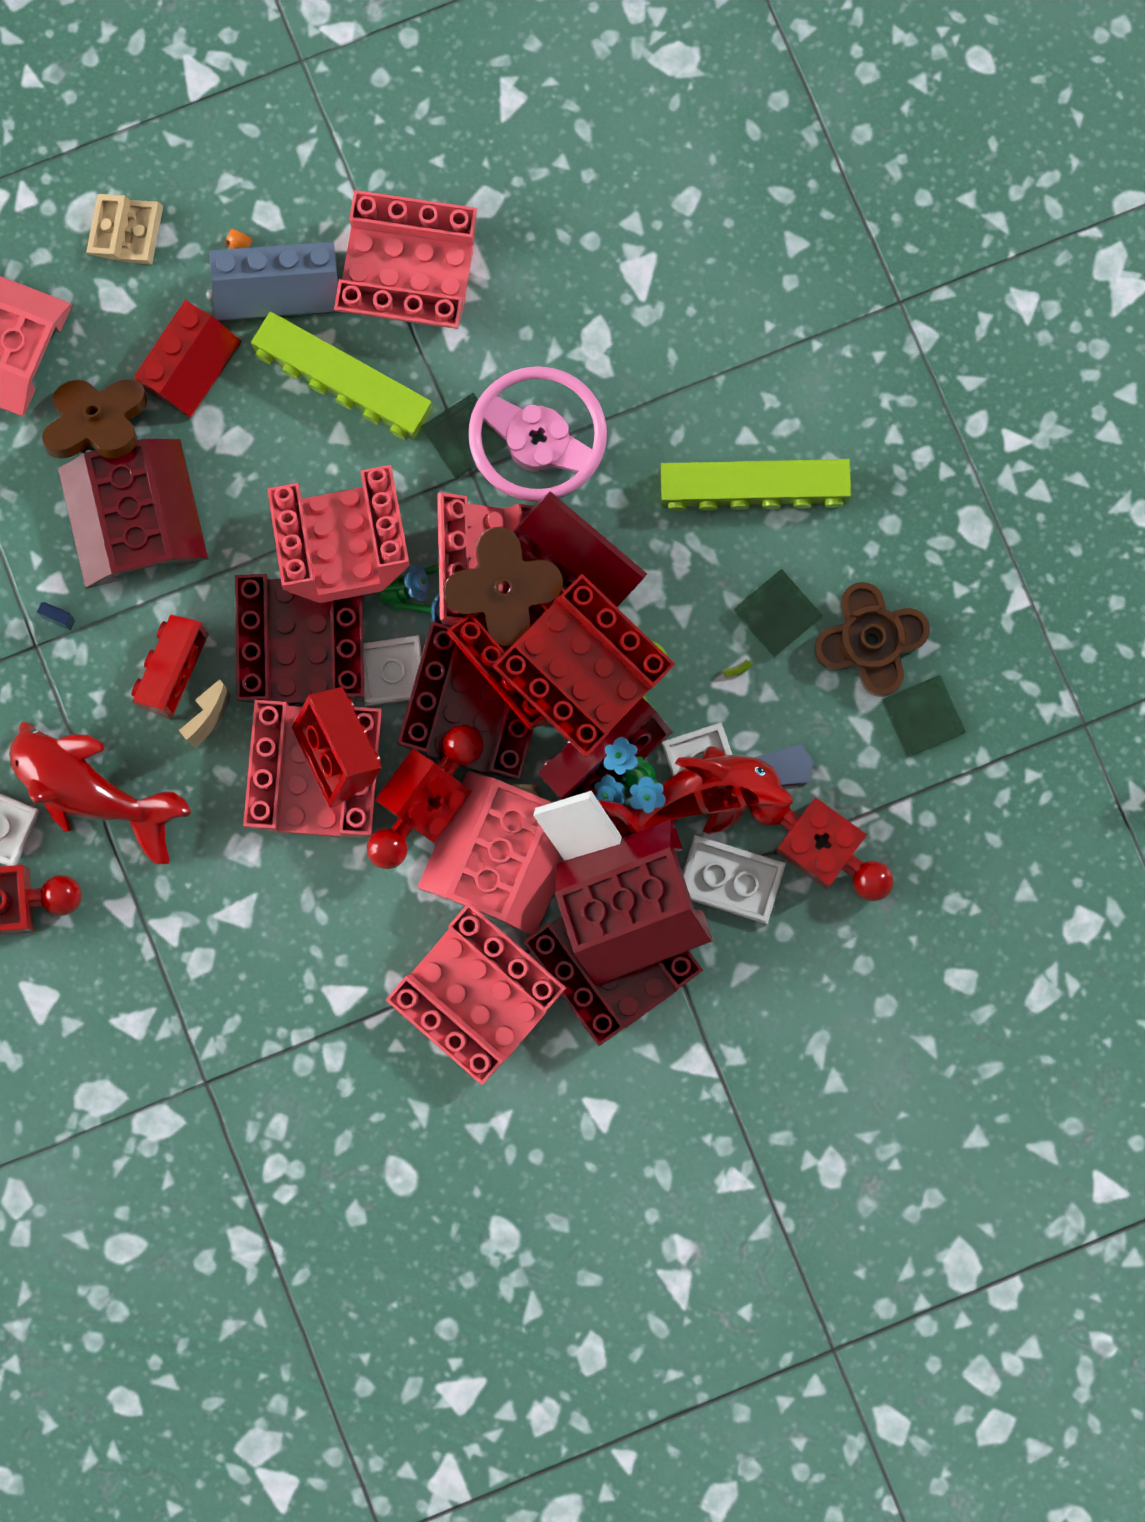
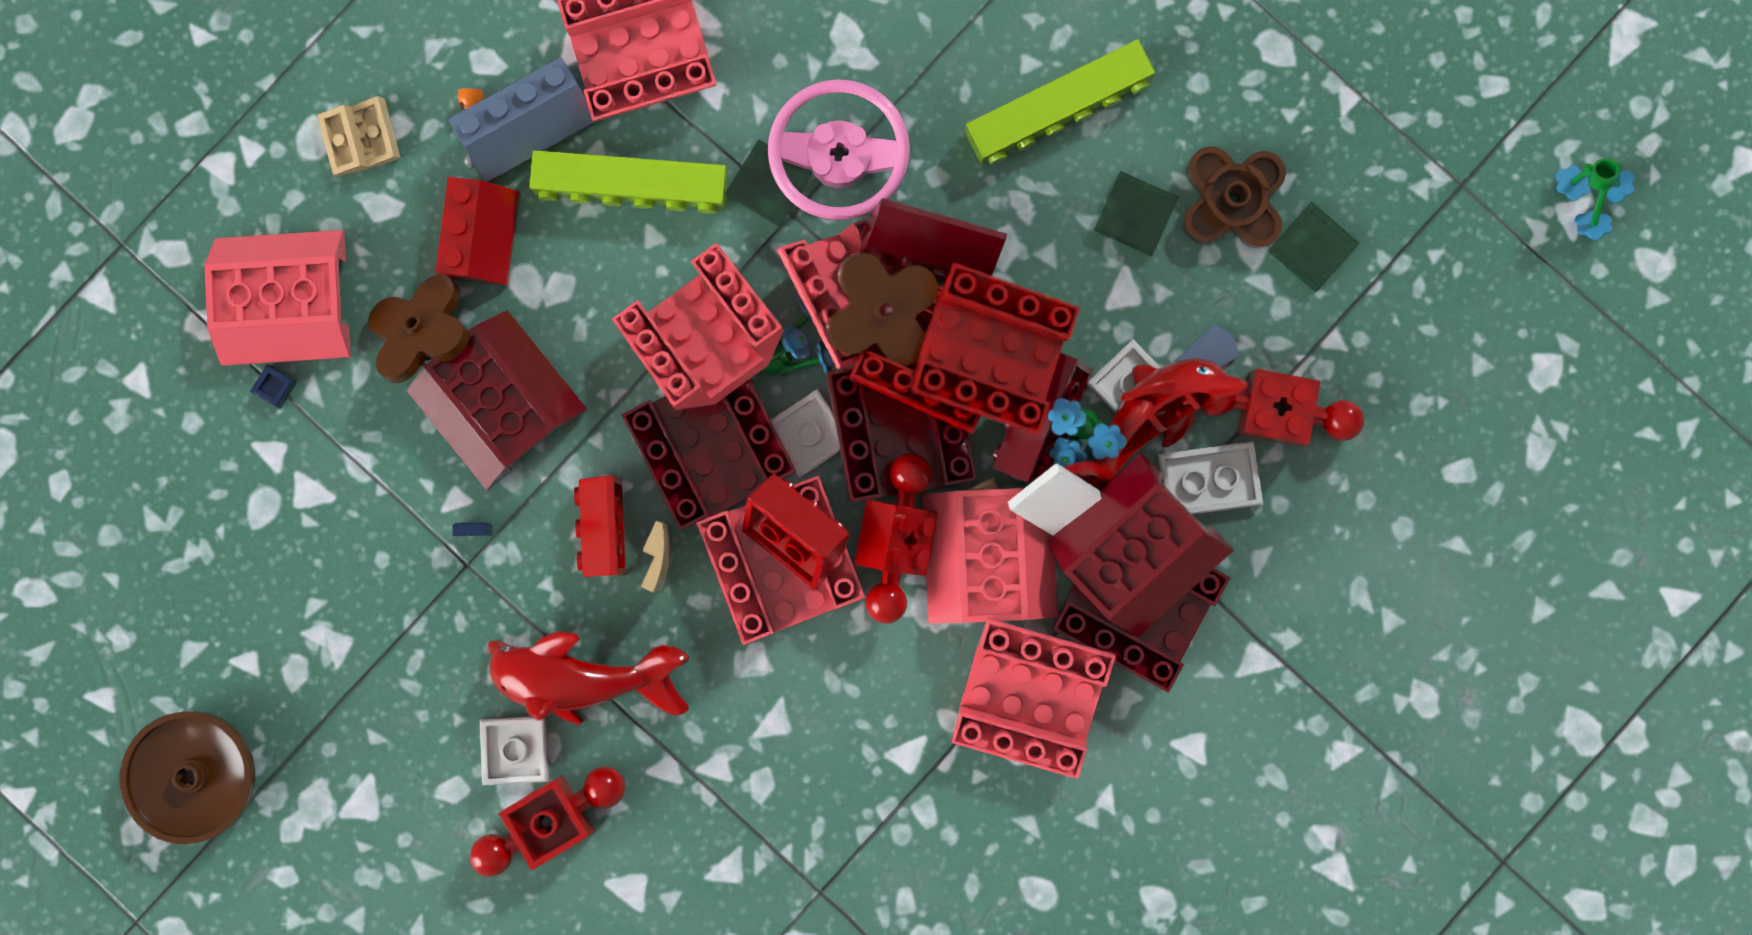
camera: 25 degrees left, 5 degrees up
(739, 670) = (1129, 276): lime leg -> none

